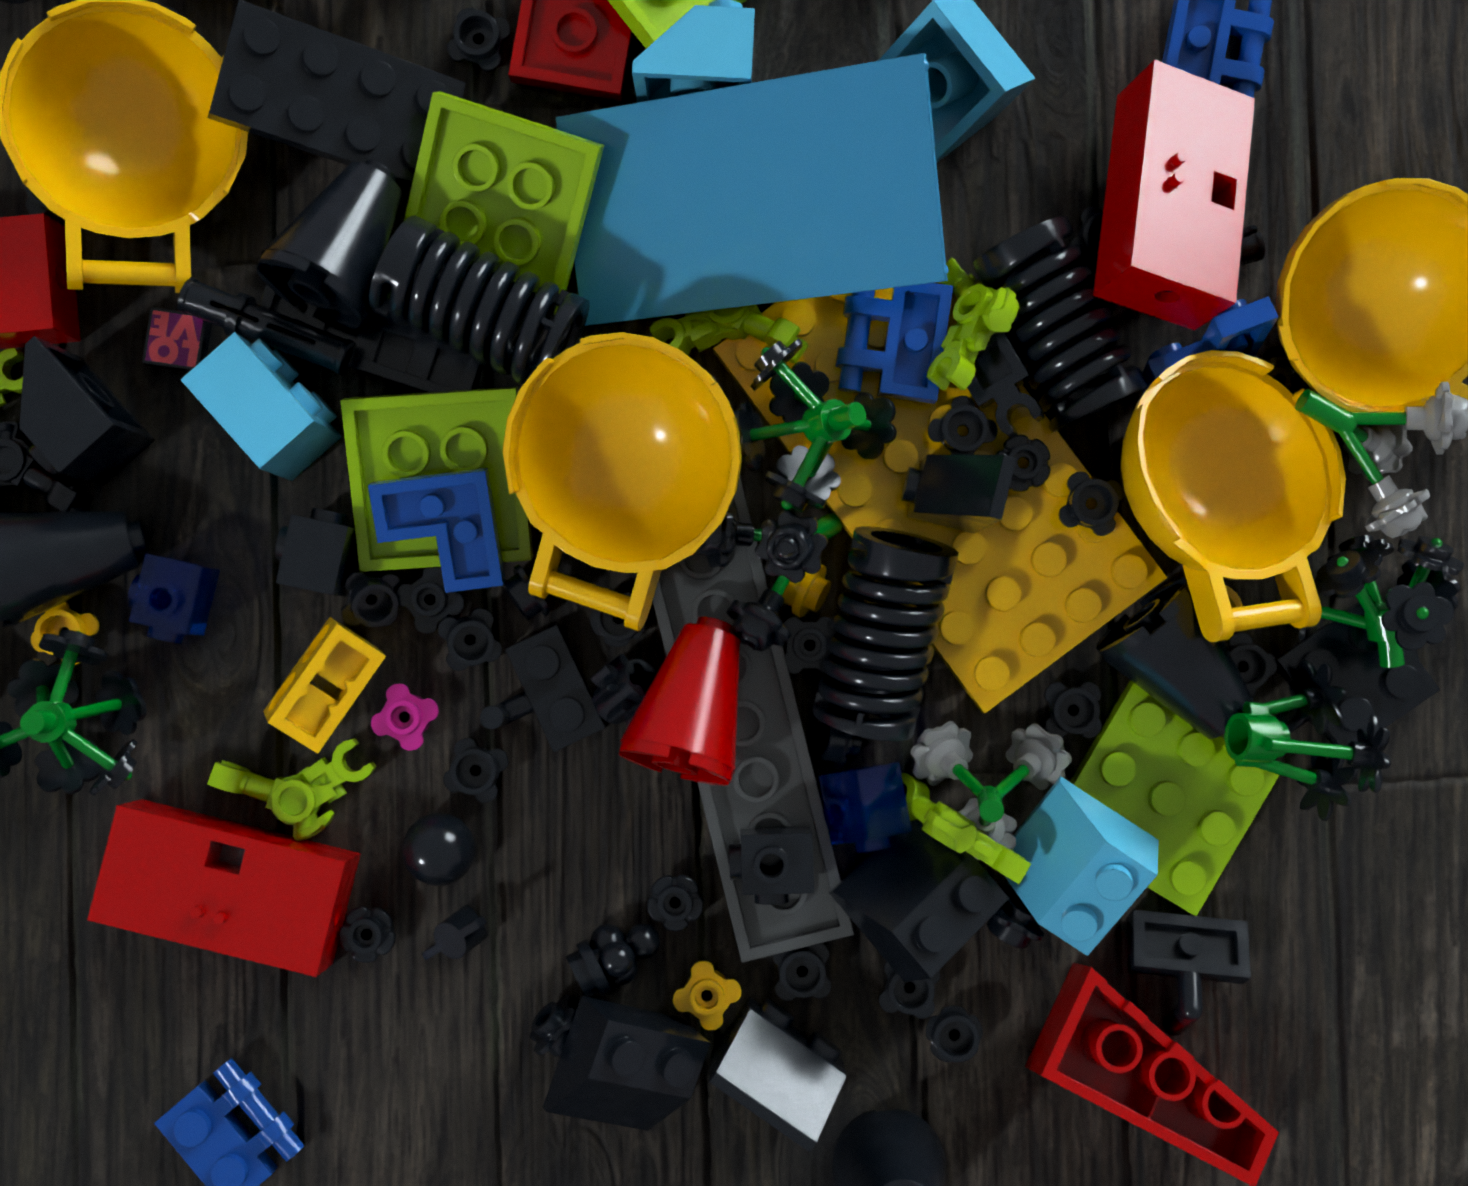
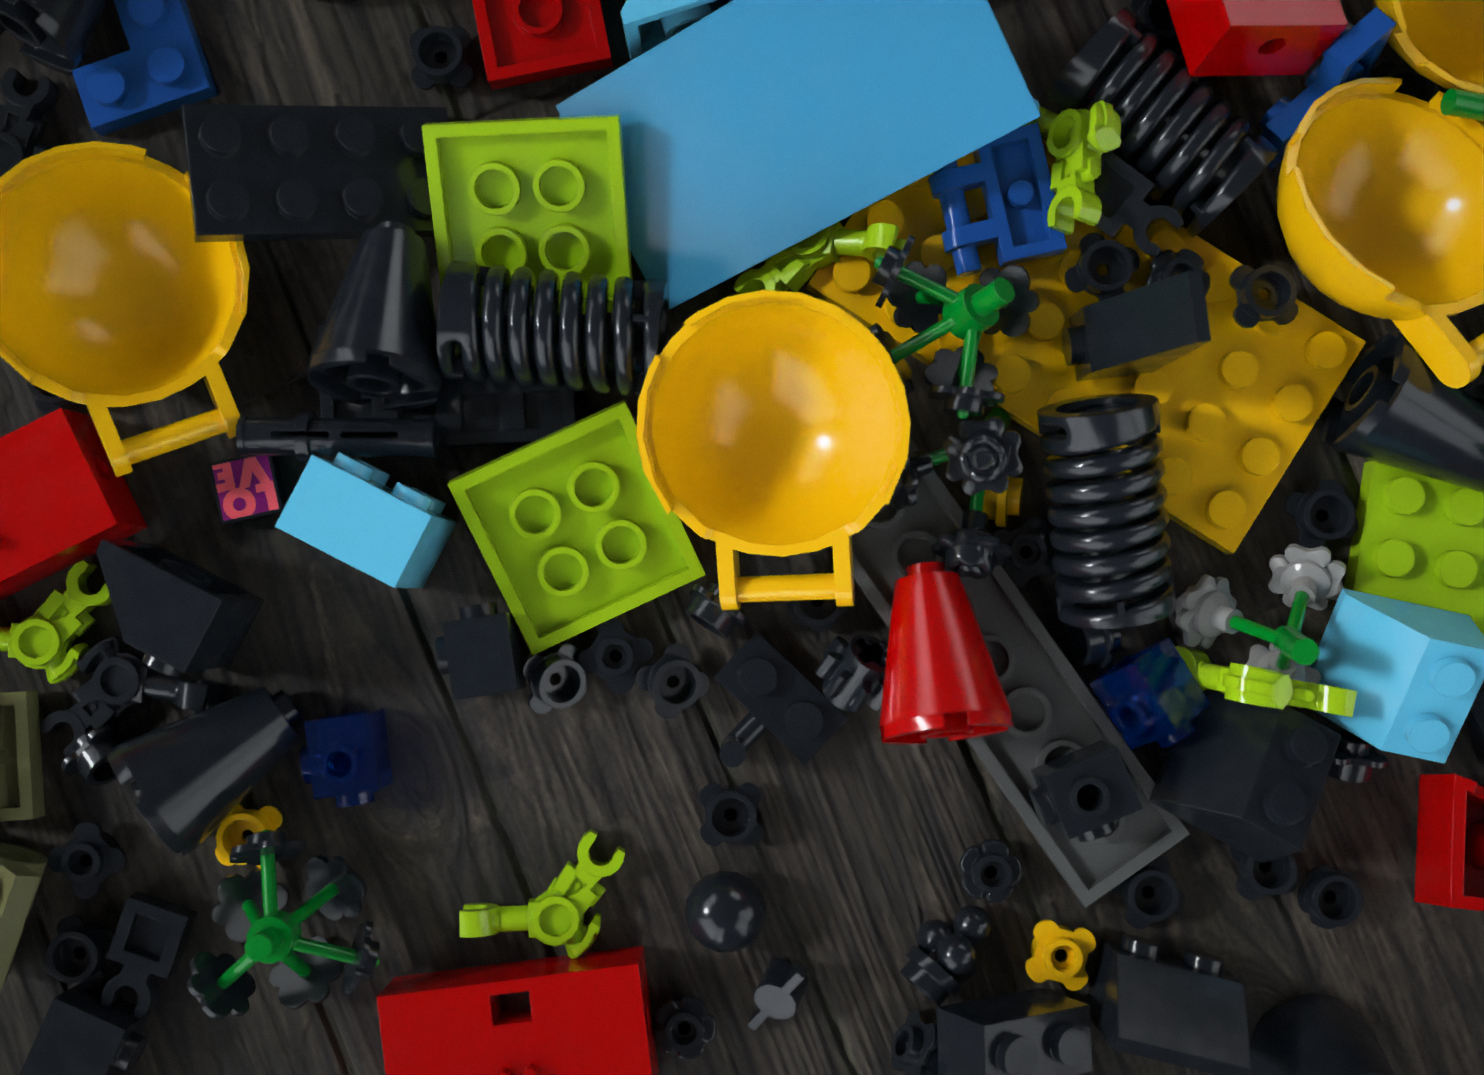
camera: 20 degrees left, 0 degrees up
(323, 685) = (542, 787): yellow brick -> none
(421, 714) = (623, 774): dark pink plate -> none
(456, 511) = (606, 553): blue plate -> none

